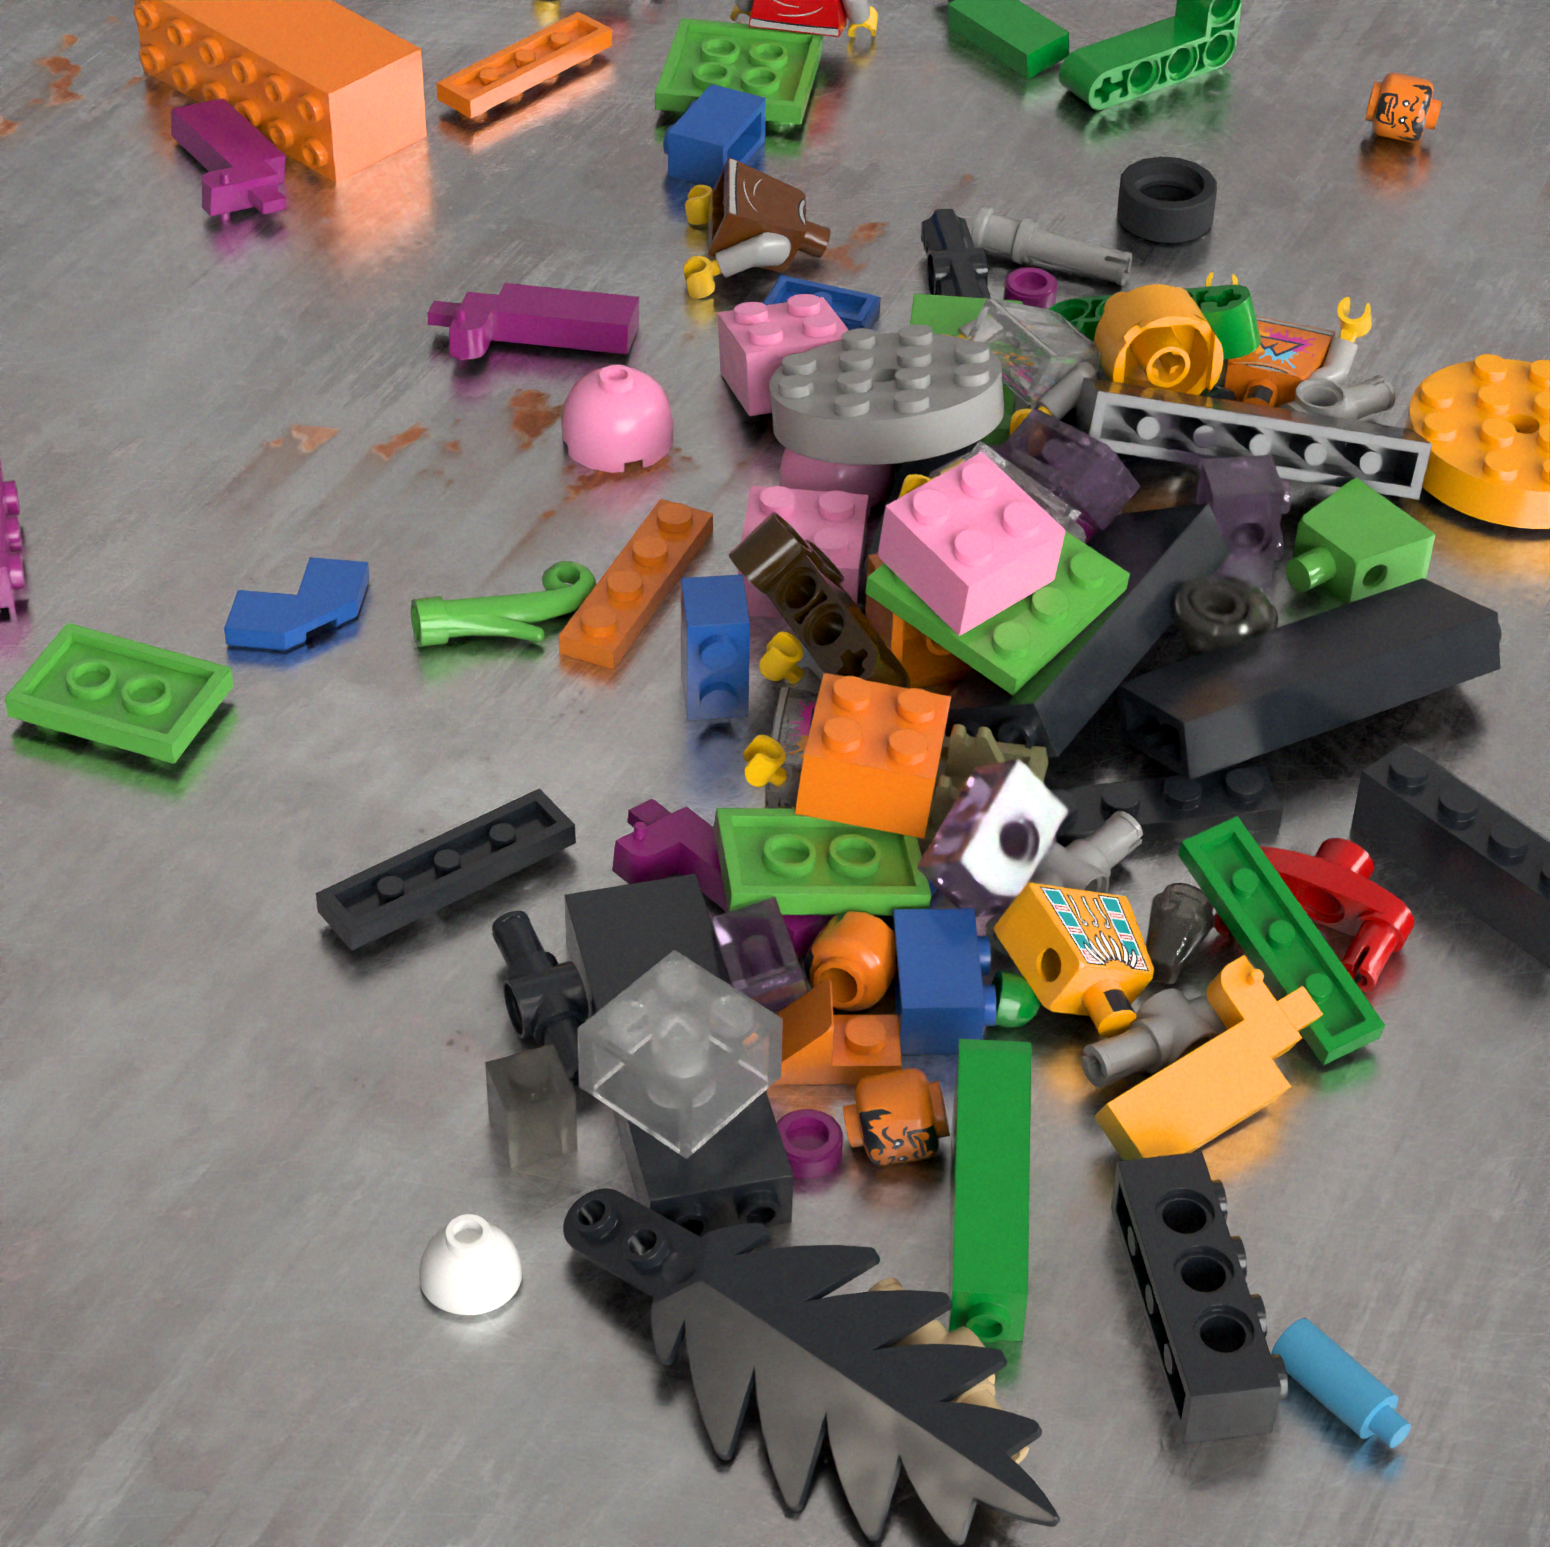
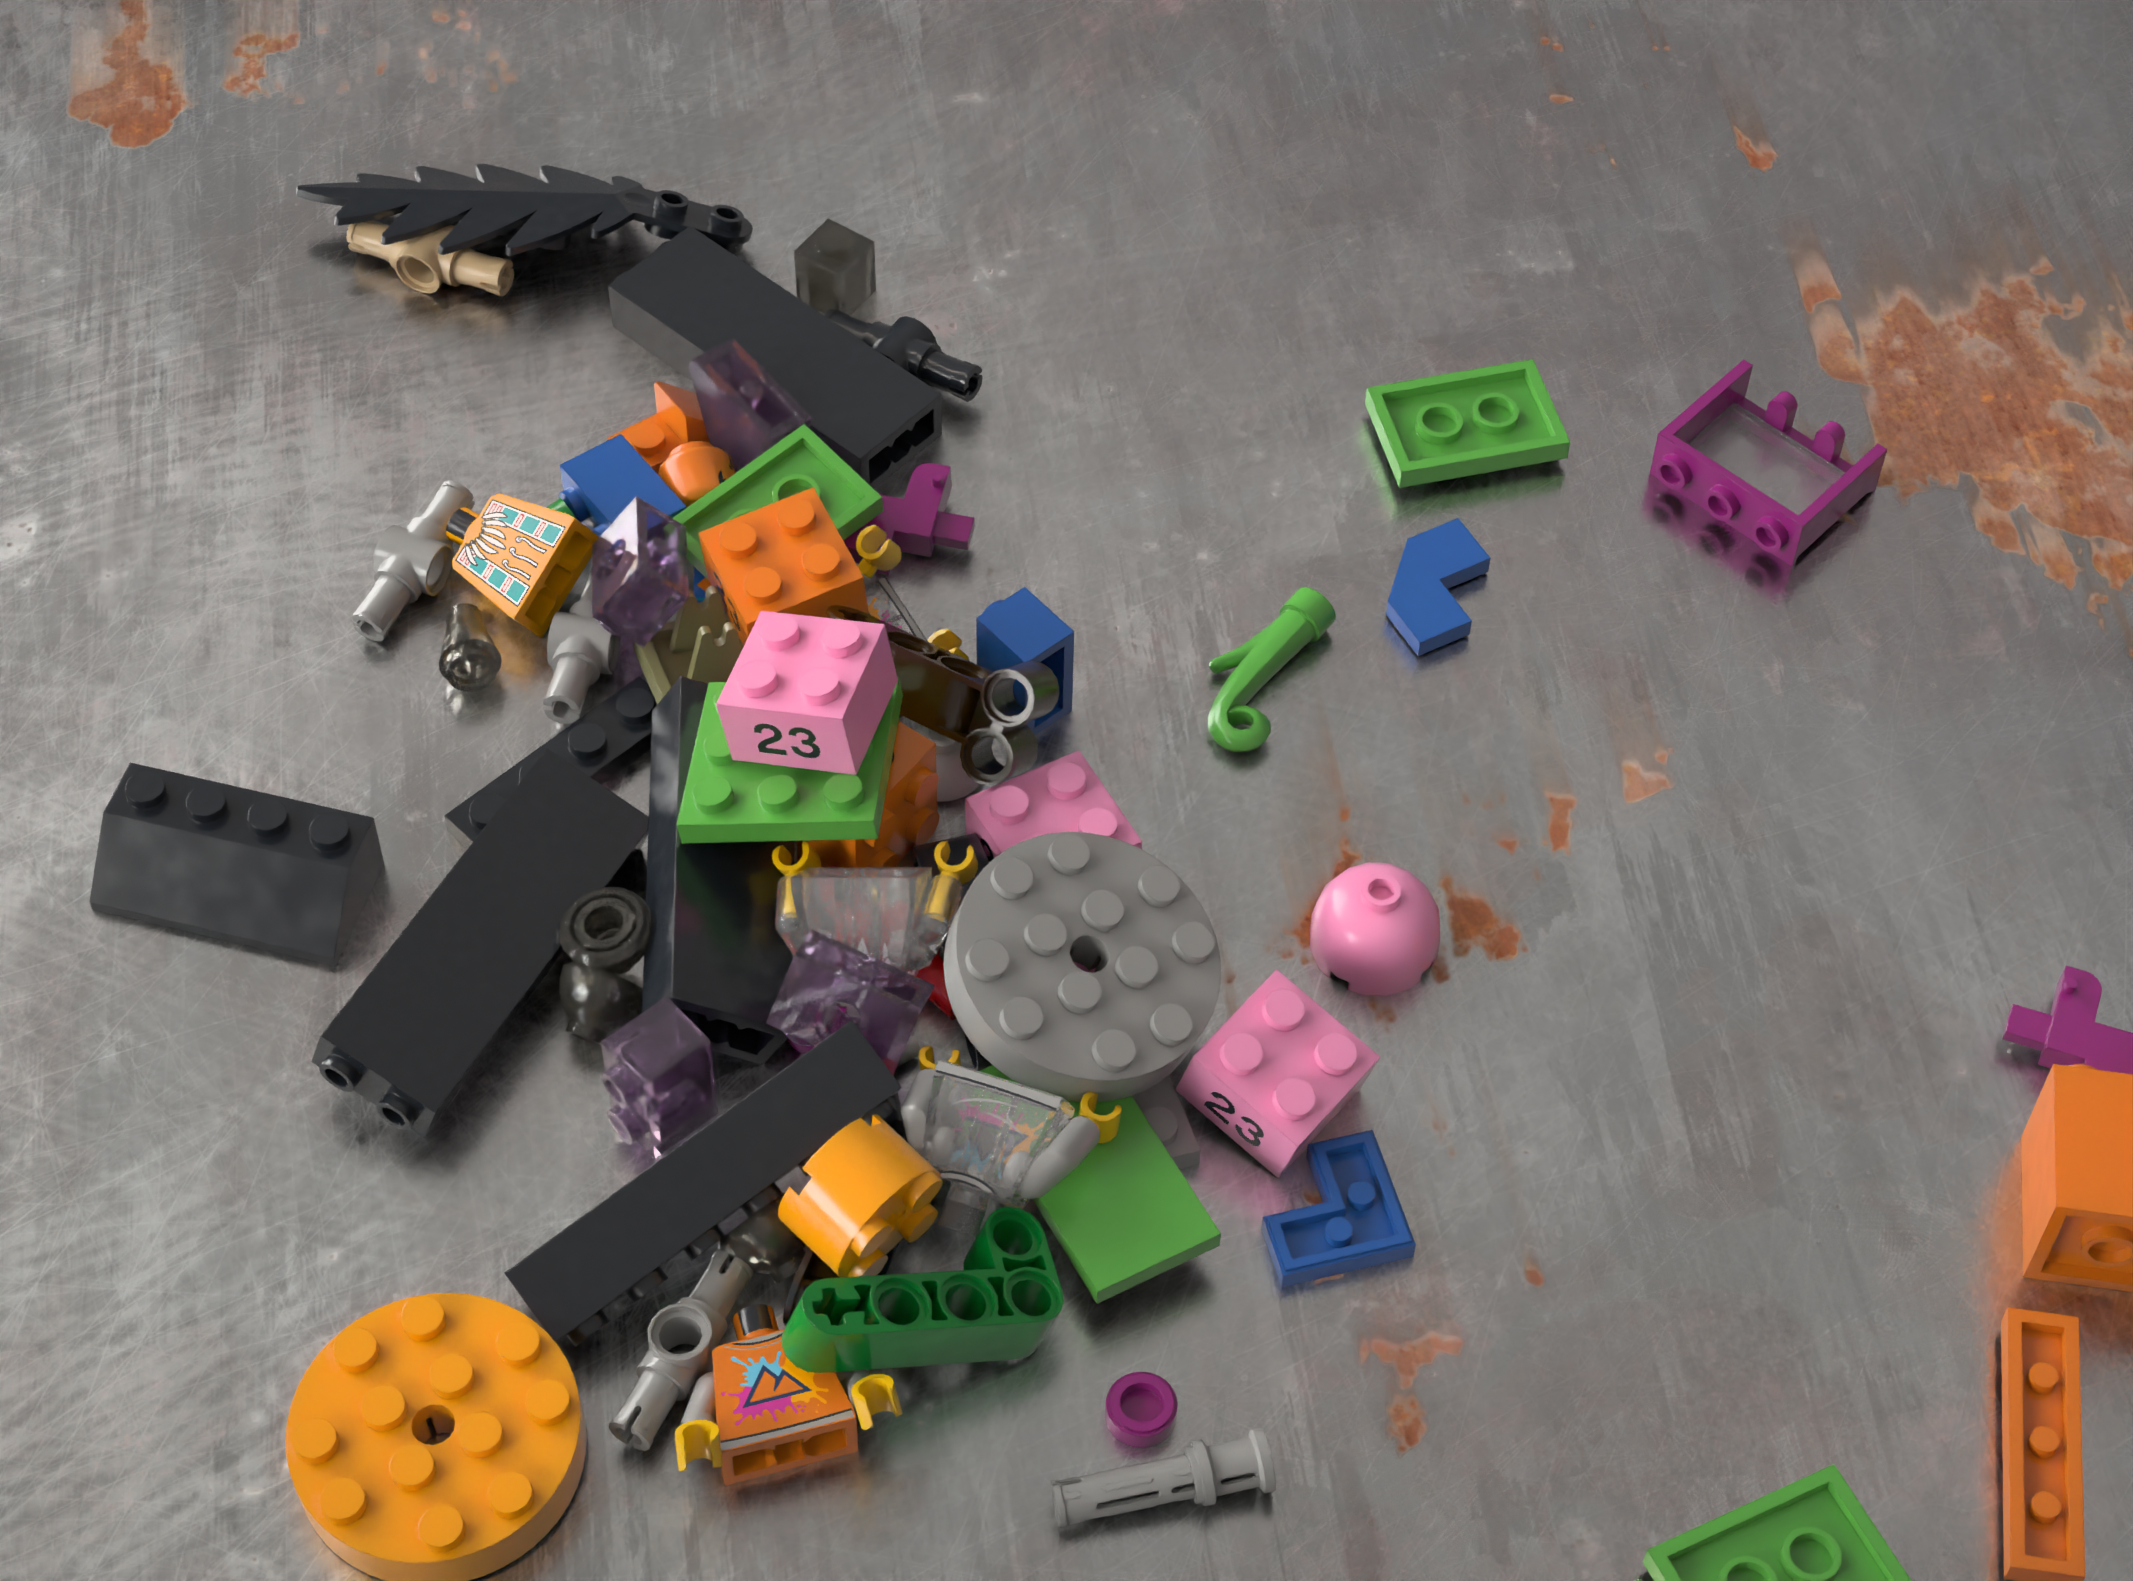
camera: 145 degrees right, 10 degrees up
(445, 869) = (1068, 417): black plate -> none
(470, 1267) = (792, 183): white brick -> none
(538, 318) = (1584, 1025): magenta piece -> none
(636, 584) = (1186, 768): orange plate -> none
(680, 1053) = (733, 280): clear brick -> none
(711, 130) = (1694, 1434): blue brick -> none
(750, 225) = (1502, 1279): torso -> none
(811, 1142) = (637, 367): magenta tile -> none
(897, 1117) = (578, 392): orange head -> none
(952, 259) = (1230, 1360): black piece -> none
(990, 1189) = (474, 359): green slope -> none
(1197, 1298) = (291, 378): black brick -> none
(1217, 1081) = (346, 533): light orange piece -> none
(1280, 936) = (371, 652): green plate -> none
(1338, 894) = (360, 744): red connector -> none
(1341, 1383) = (161, 378): dark azure cylinder -> none
(1358, 545) = (533, 1164): bright green torso -> none

